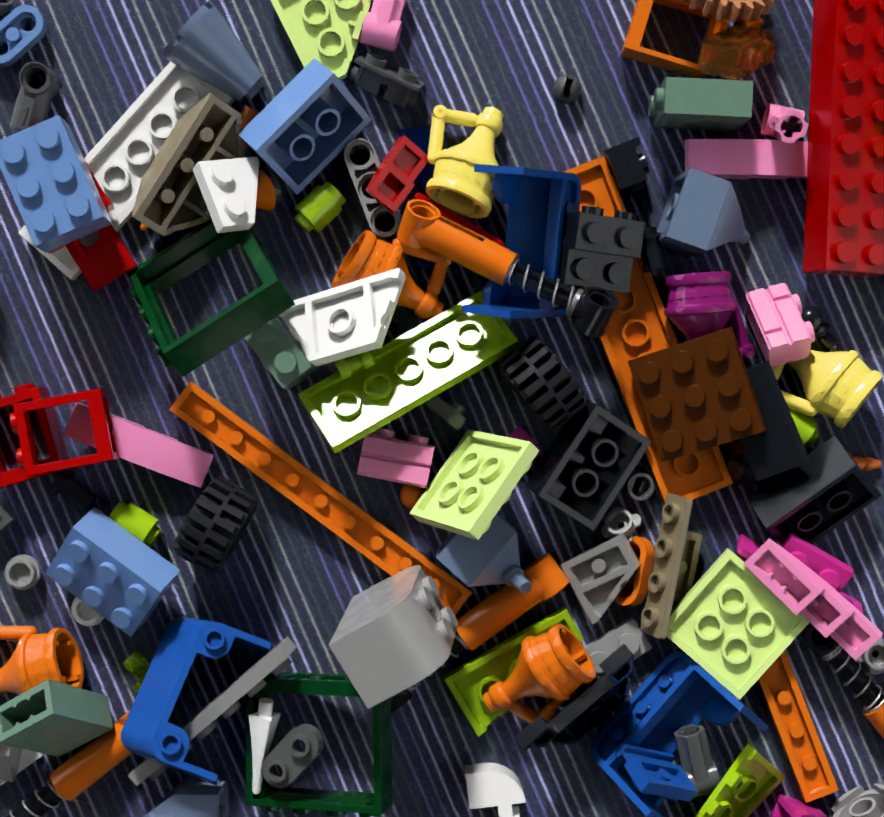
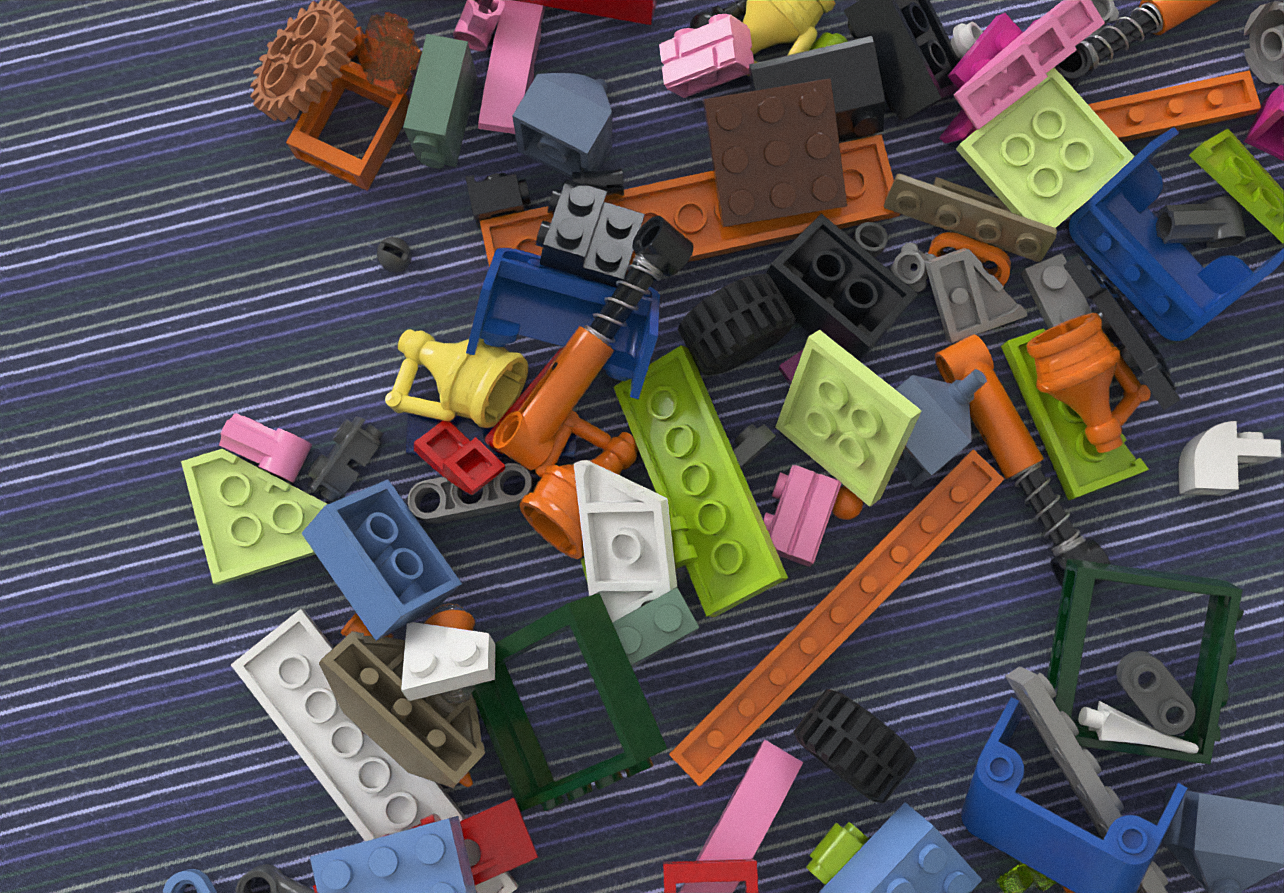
camera: 80 degrees left, 10 degrees down
(215, 54) = (274, 653): sand blue cone -> none
(319, 208) = (481, 561): lime brick -> none
(394, 635) = (1022, 535): light grey brick -> none
(656, 774) = (1217, 264): blue plate -> none
(704, 305) = (671, 135): magenta piece -> none
(832, 544) = (964, 37): none -> white plate

